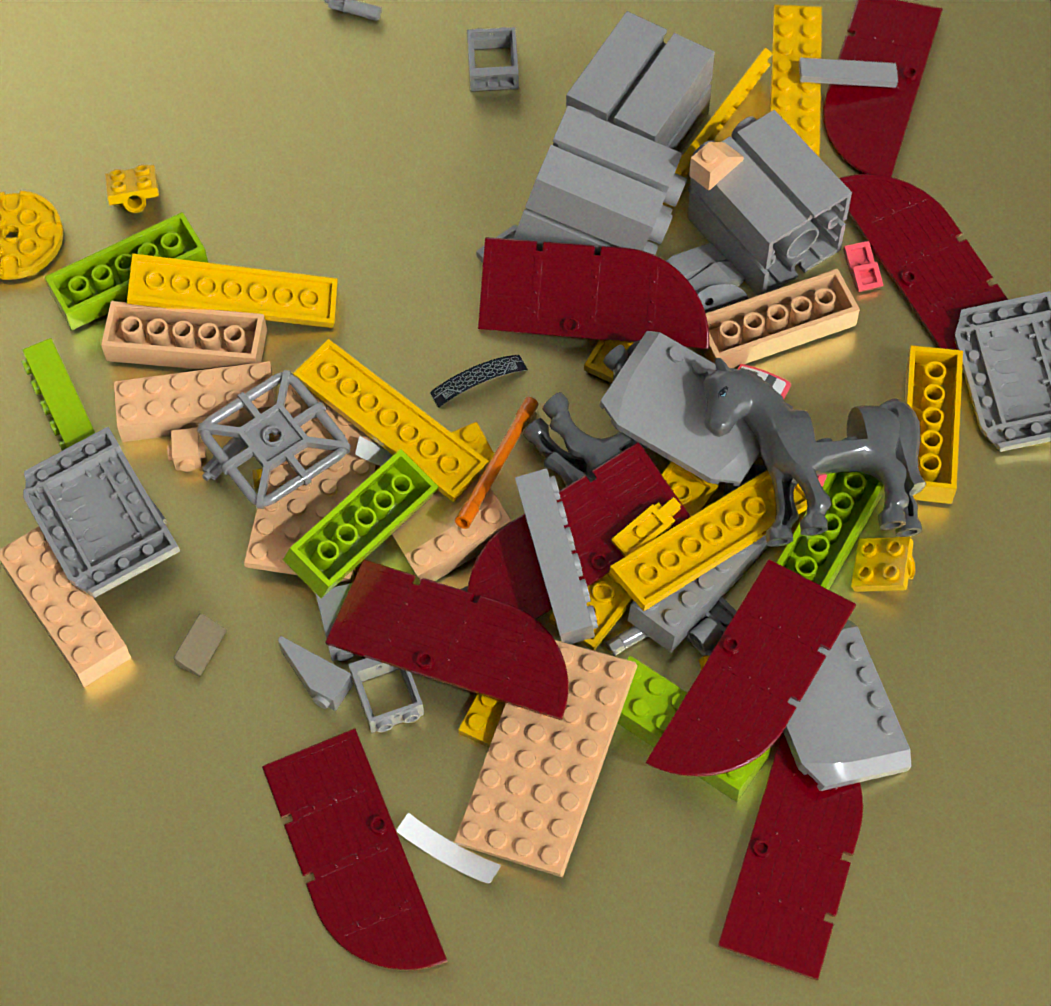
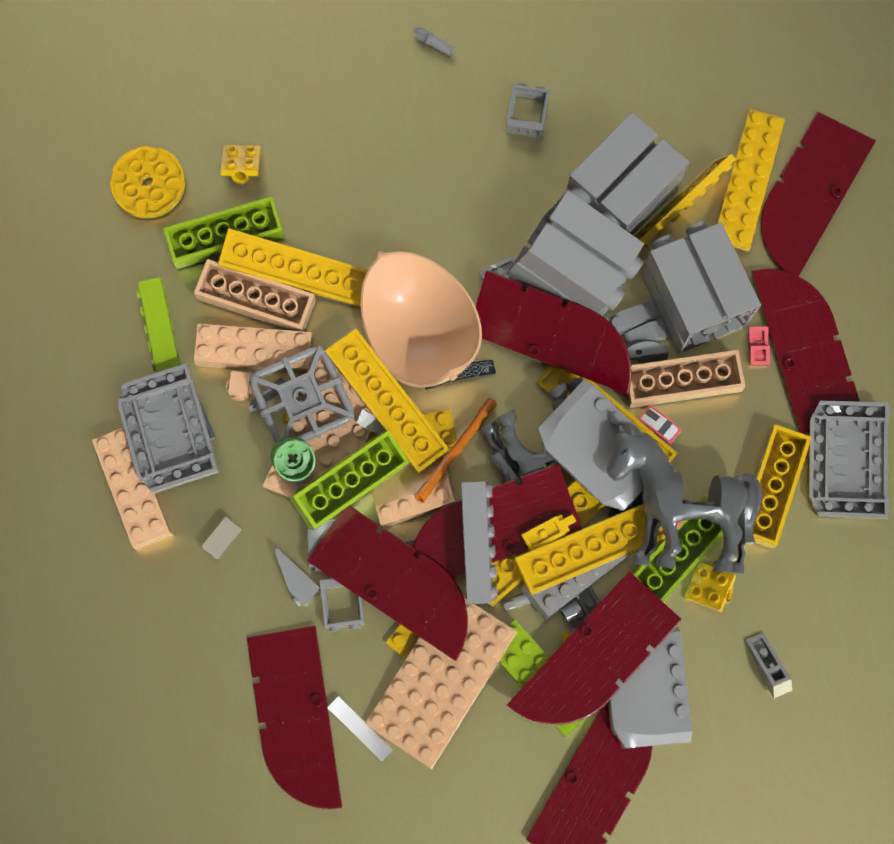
camera: 10 degrees right, 15 degrees up
(293, 505) = (298, 468): none -> bright green wheel
(408, 310) = (419, 319): none -> light nougat windscreen
(713, 163) = (665, 260): light nougat slope -> none
(848, 72) = (789, 183): light grey tile -> none
(991, 646) = (769, 665): none -> light grey slope

